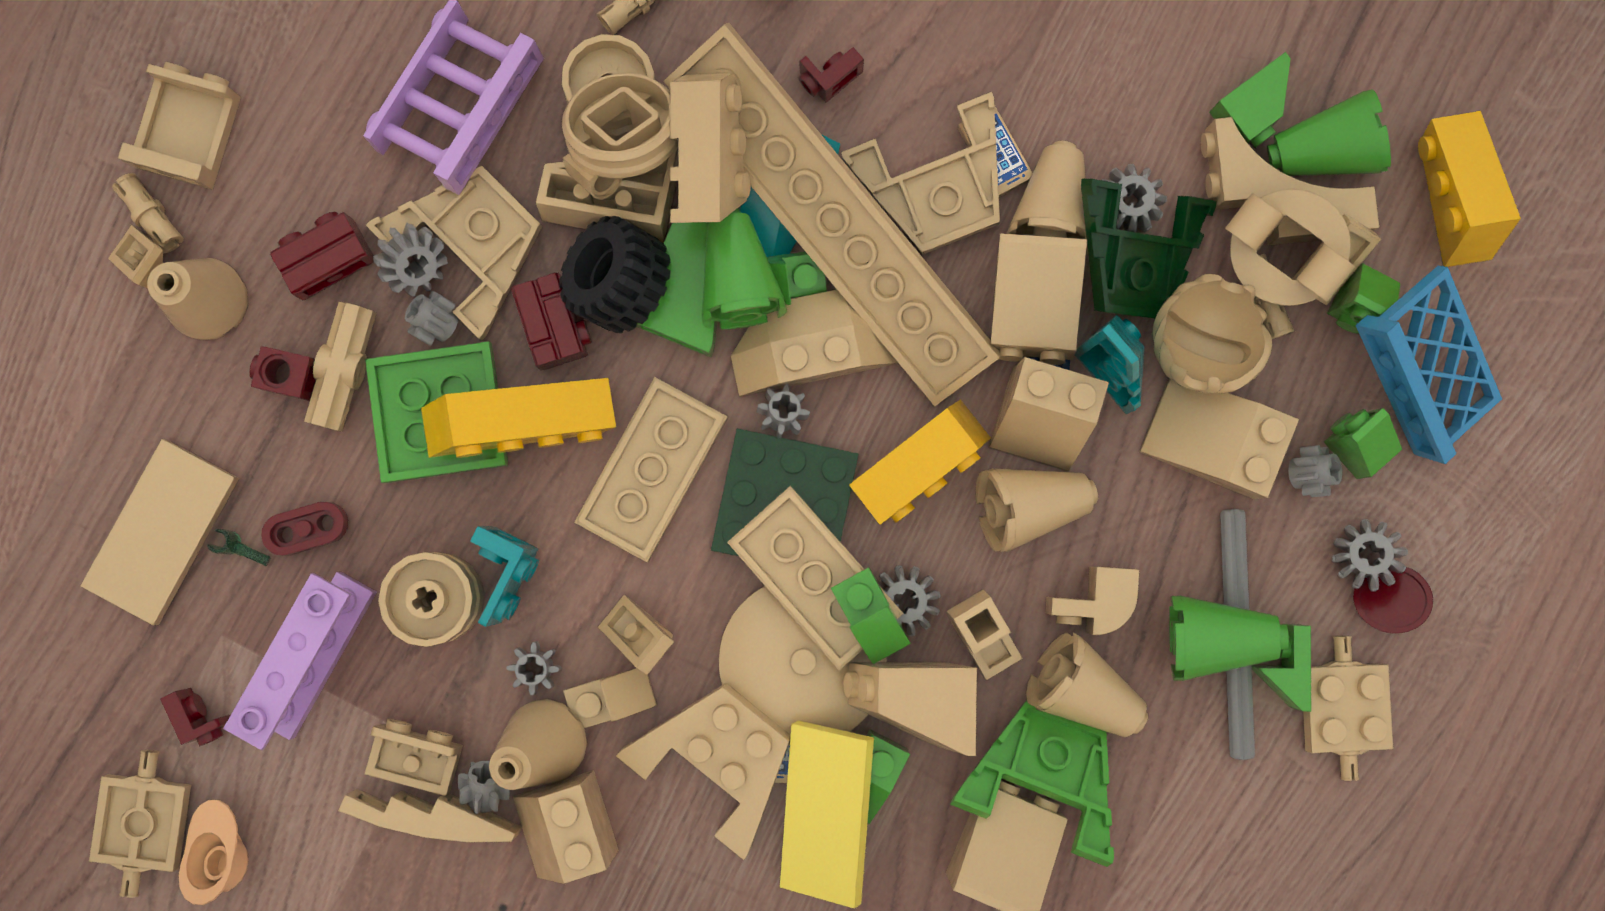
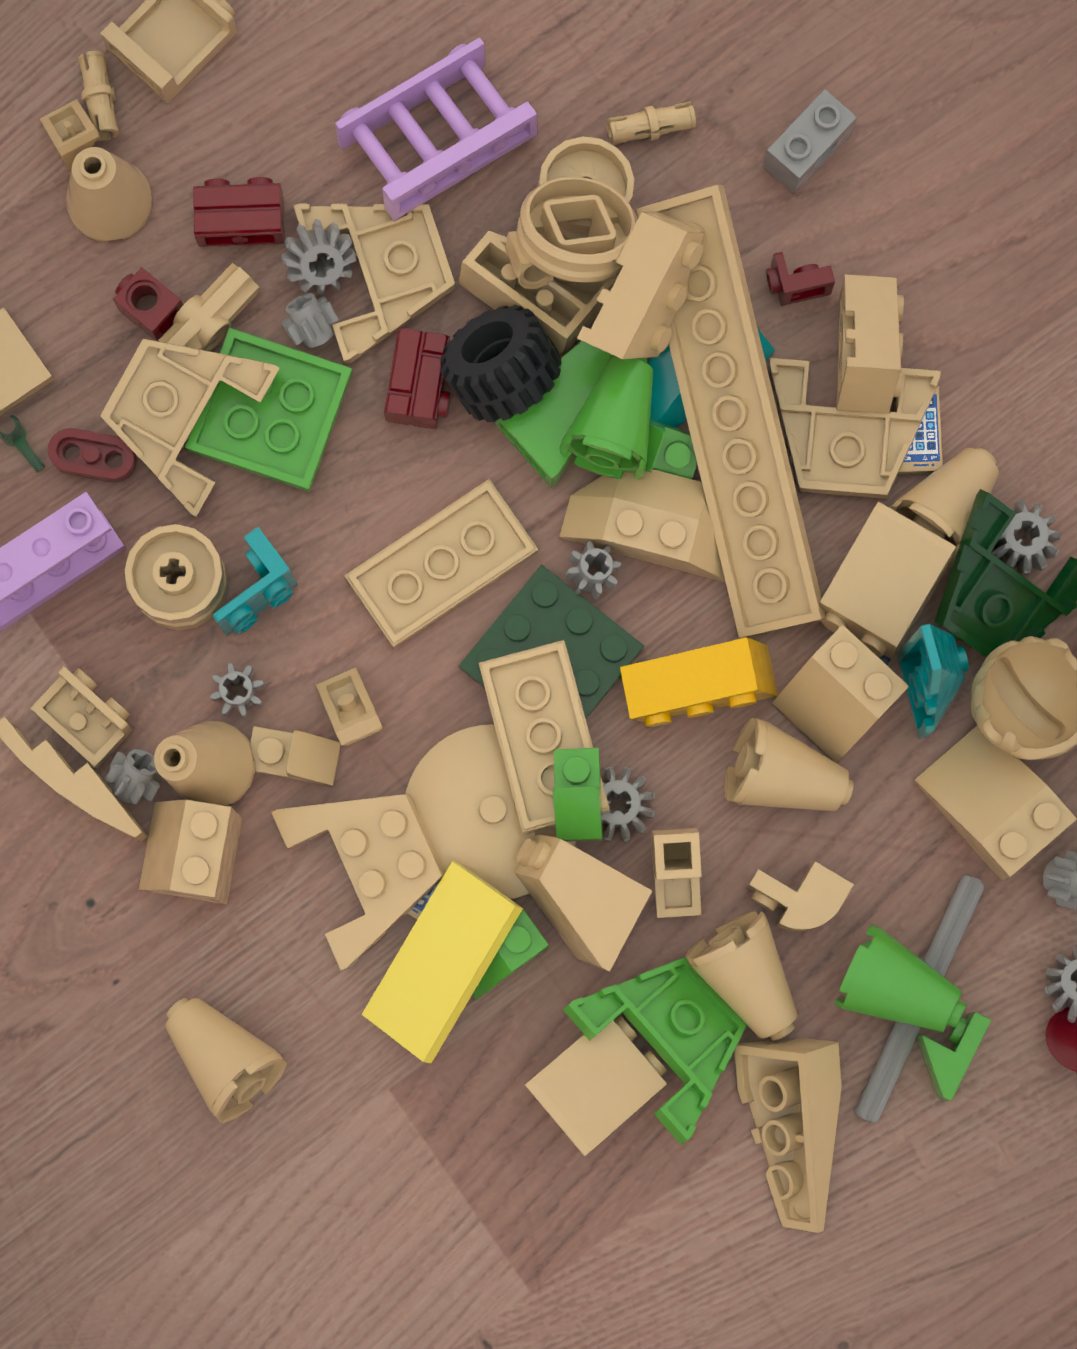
camera: 25 degrees right, 5 degrees down
(339, 452) = (162, 401): none -> tan wing
(518, 416) = (344, 449): yellow wedge -> none
(920, 98) = (869, 344): none -> tan wedge
(1182, 780) = (795, 1108): none -> tan wedge
(1348, 709) = (990, 1123): tan plate -> none

